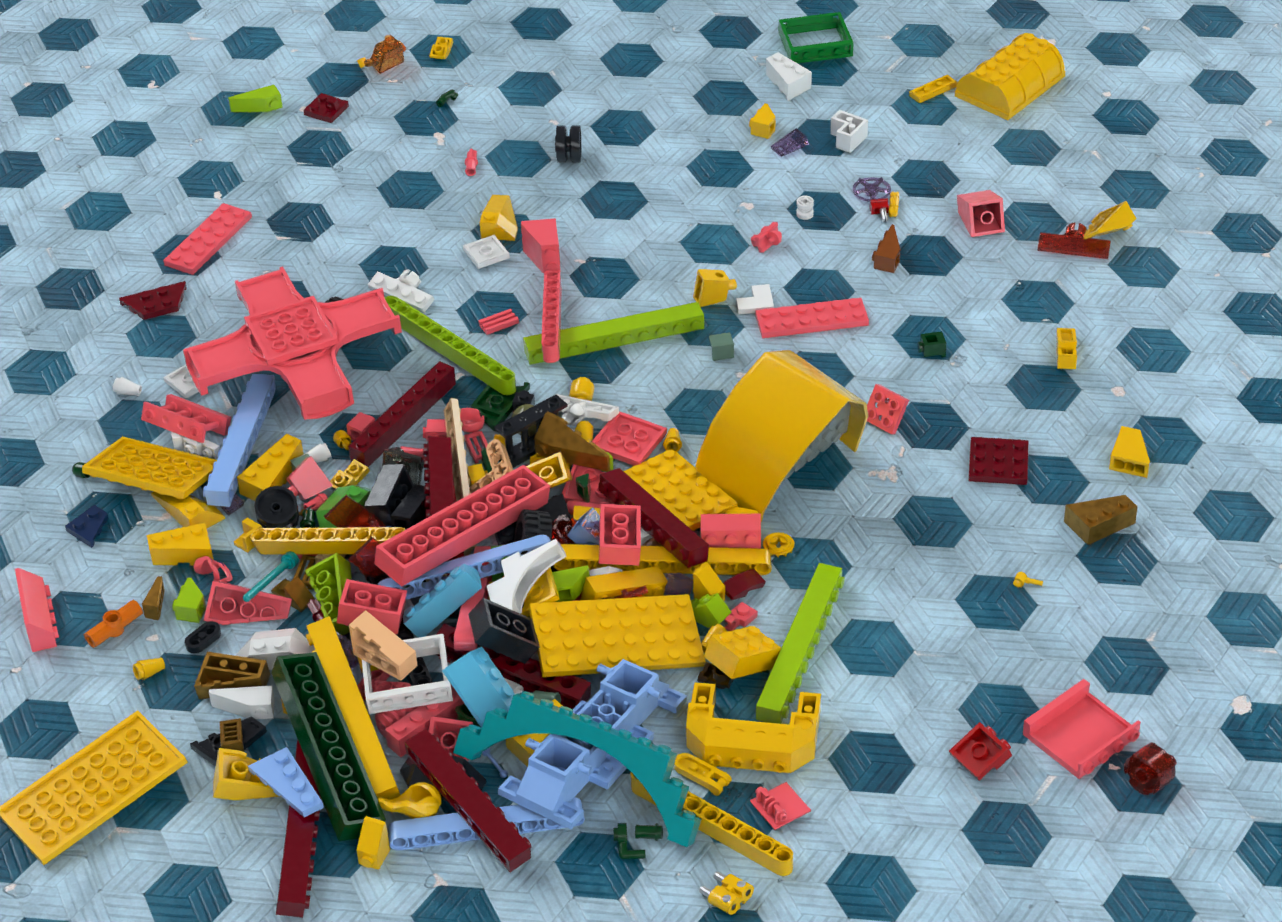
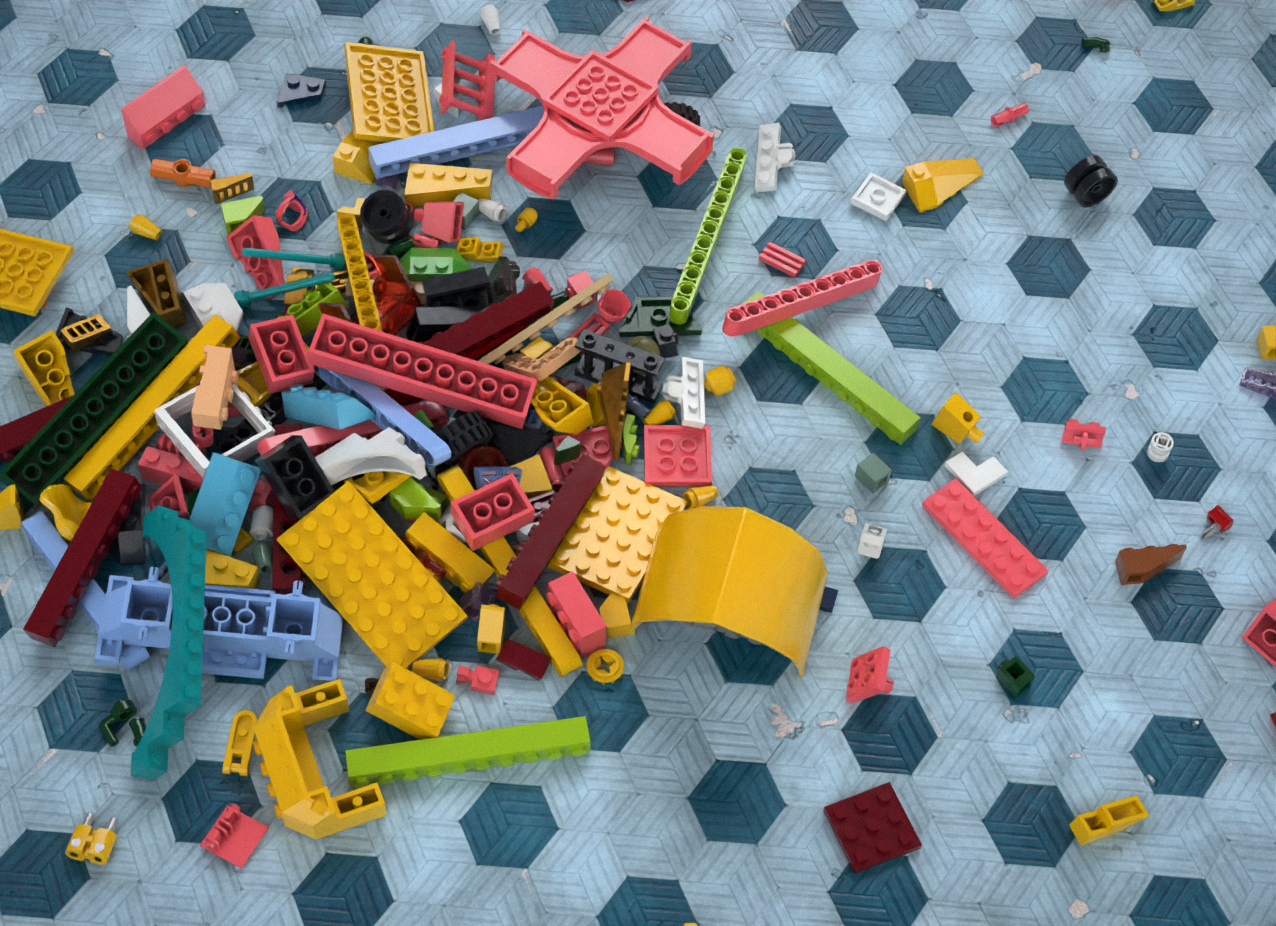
camera: 55 degrees right, 15 degrees up
(180, 545) = (307, 171): yellow wedge -> none
(202, 637) = (205, 247): black plate -> none
(206, 449) = (442, 120): white slope -> none
(280, 624) = (245, 298): none -> teal piece
(287, 780) = (41, 401): light blue wing -> none
(359, 425) = (549, 225): coral brick -> none
(403, 414) = (587, 248): dark red brick -> none
(541, 243) = (914, 239): coral slope -> none
(710, 610) = (464, 645): lime slope -> none
(732, 832) = (176, 792): yellow beam -> none
(871, 189) = (1247, 498): clear purple wheel -> none
(893, 204) = (1237, 532): yellow axle -> none

